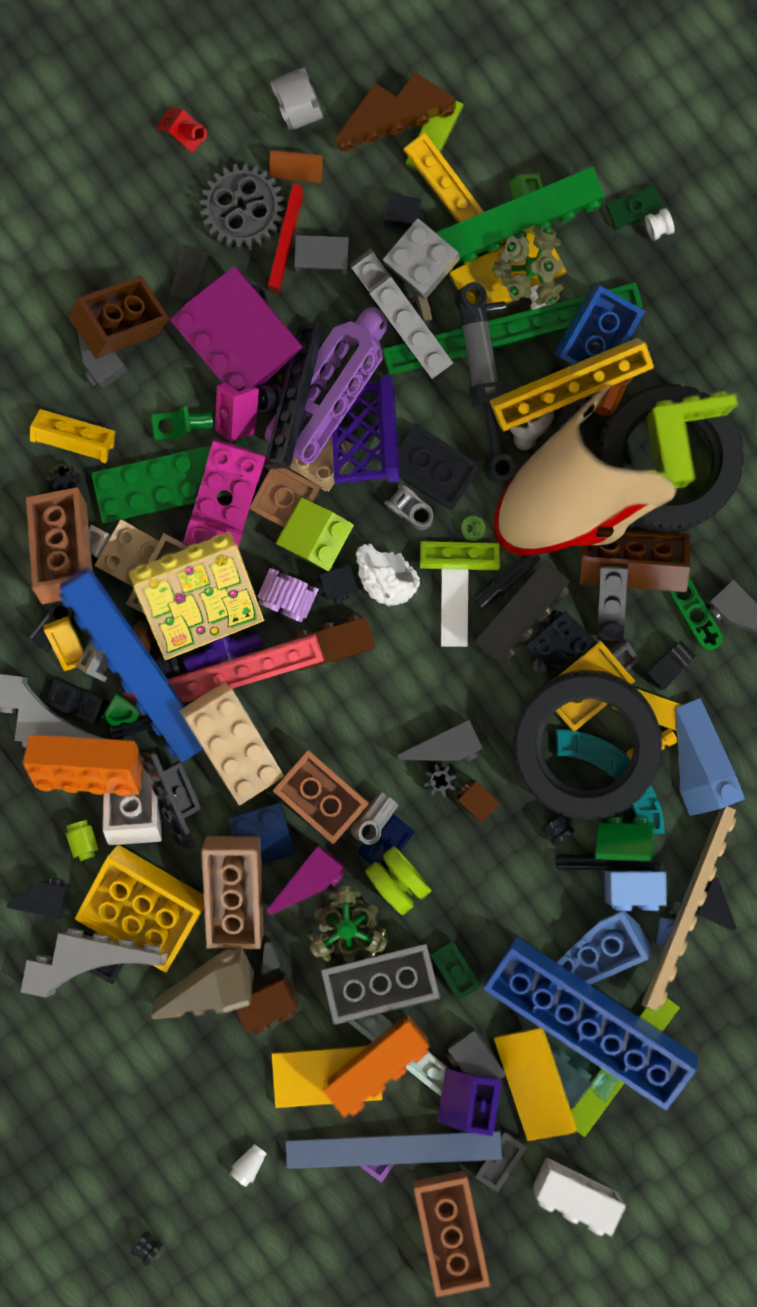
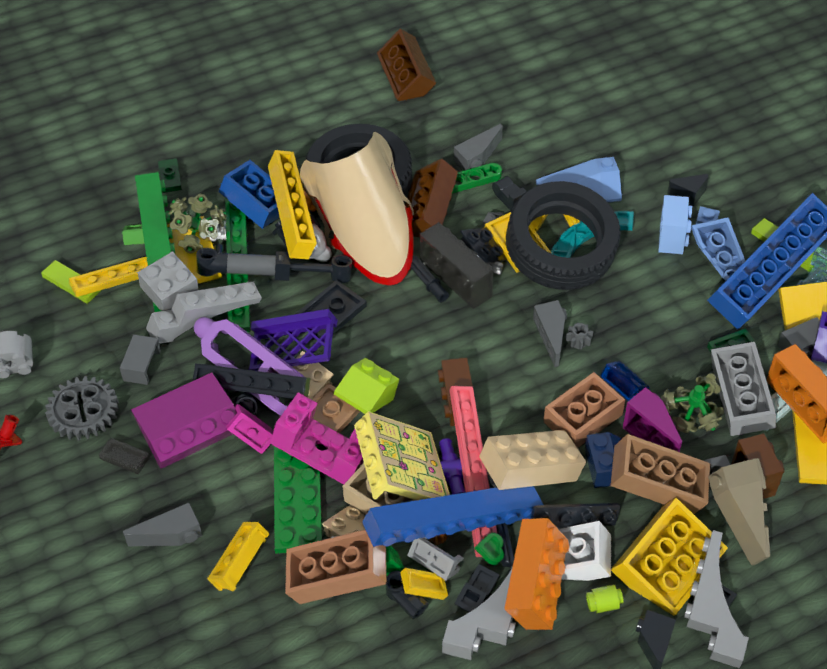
camera: 80 degrees left, 35 degrees down
(63, 478) = (274, 568): black gear -> none
(118, 316) = (146, 497): reddish brown brick -> none
(181, 422) = (249, 474): green bracket -> none
(286, 239) = (119, 381): red tile -> none
(288, 594) = (414, 408): lavender brick -> none
(296, 166) = (62, 367): dark orange slope -> none
(337, 584) = (410, 380): black brick -> none
(376, 816) = (614, 380): light grey piece -> none
(386, 575) = (412, 346): white piece -> none
(387, 114) = (45, 298): reddish brown slope -> none
(400, 879) = (658, 364): lime wheel -> none
(403, 211) = (124, 304): black brick -> none
(409, 507) = (359, 327): light grey piece -> none
(454, 608) = (442, 313): white tile -> none
(459, 555) = (403, 304): lime tile -> none
(473, 527) = (383, 295): clear green tile -> none
(477, 800) = (598, 314): reddish brown brick -> none
(557, 829) = (625, 269): black wheel -> none
(589, 862) = (652, 246): black axle -> none
(612, 602) = (456, 211): black plate -> none
(626, 839) = (637, 224): green slope -> none
(659, 224) = (186, 161): white wheel -> none
(669, 434) = (342, 141): lime bracket -> none
(685, 918) = (699, 200): tan plate -> none

